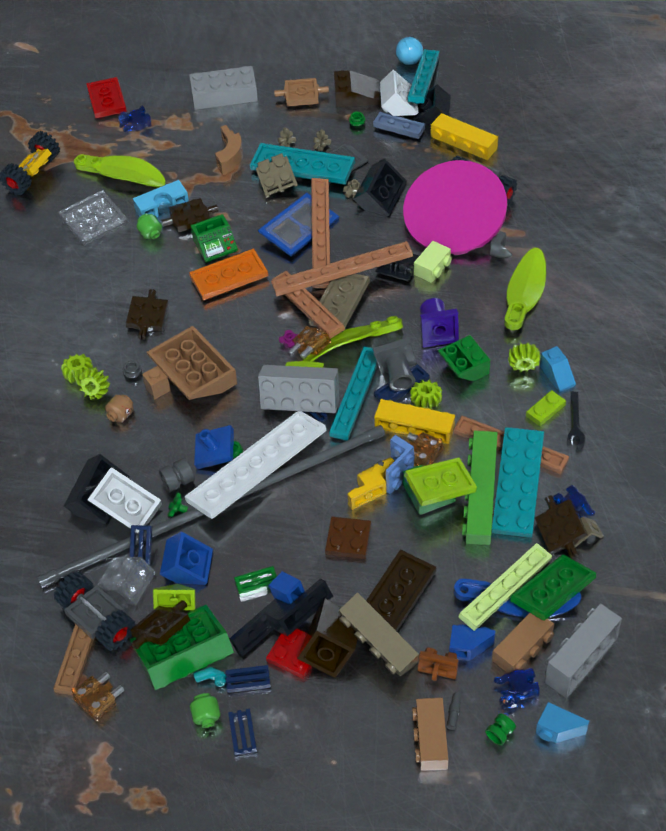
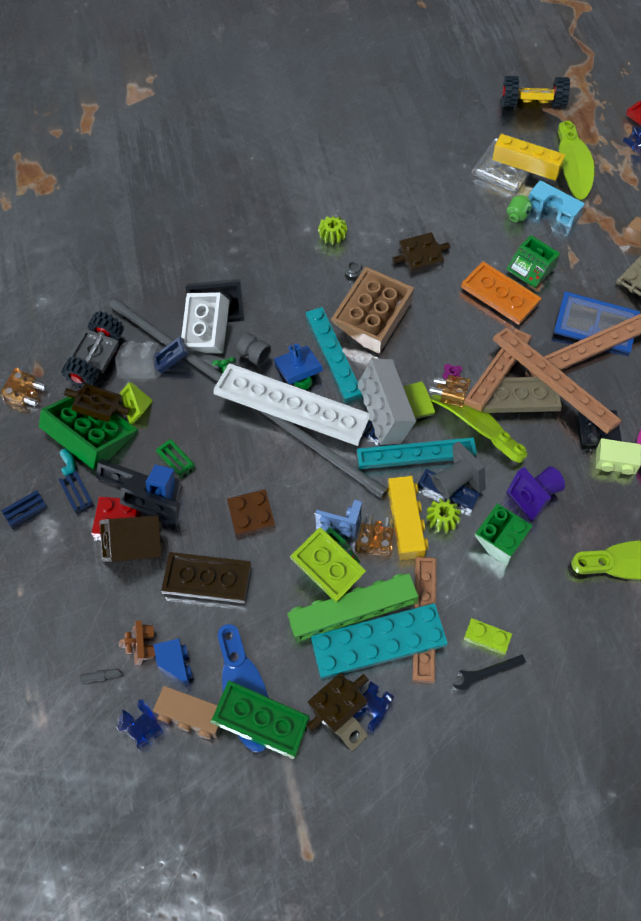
camera: 65 degrees right, 10 degrees up
(73, 662) = (45, 360): medium nougat tile -> none
(93, 383) = (319, 246): lime gear -> none
(103, 195) = (528, 157): none -> yellow brick
(119, 408) = (306, 278): medium nougat head -> none
(156, 382) = (342, 288): medium nougat brick -> none
(186, 560) = (171, 396): blue slope -> none
(188, 213) = (554, 232): dark brown plate -> none
(205, 710) = (30, 471): bright green head -> none
(215, 418) = (333, 354): none -> teal plate
(371, 483) = (316, 501): yellow plate -> none
(379, 635) = (138, 576): dark tan slope -> none
(430, 734) = (64, 663): medium nougat brick -> none
(500, 729) = (88, 724): green wheel -> none
(502, 588) = (242, 672): yellowish green plate -> none
(524, 357) = (536, 589): lime gear -> none
(557, 369) = (540, 630): dark azure slope -> none
(560, 725) = (110, 778): dark azure slope -> none
(582, 650) = (192, 772): light grey brick -> none

